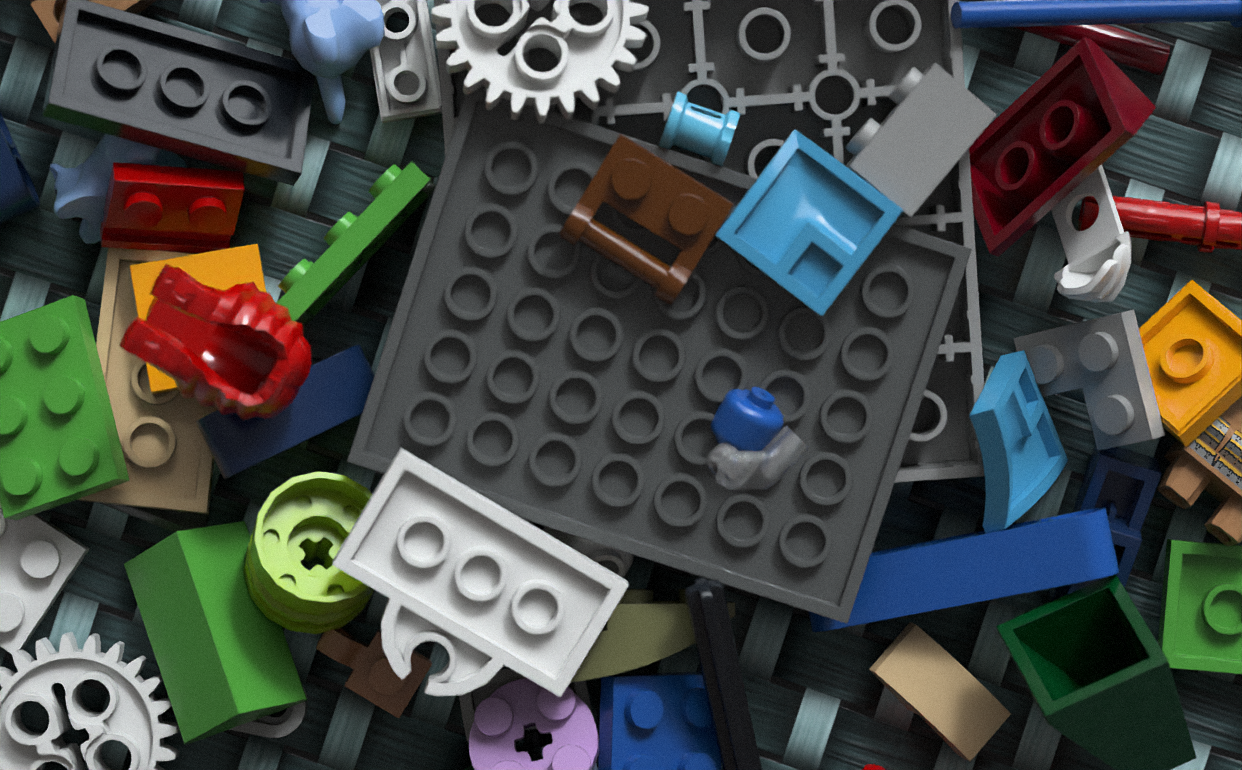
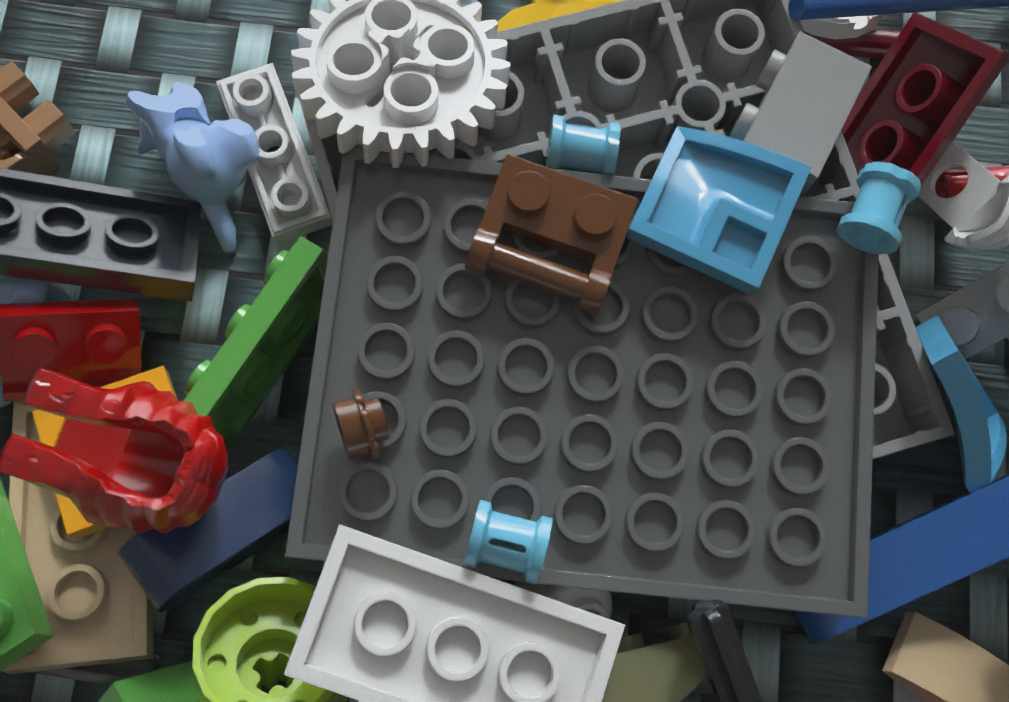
camera: 20 degrees left, 15 degrees down
(434, 364) = (360, 424): none -> reddish brown plate
(543, 494) = (530, 534): none -> medium azure bush
(747, 419) = (705, 422): blue piece -> none
(756, 468) = (729, 465): clear arm -> none
(959, 260) = (879, 208): none -> medium azure bush

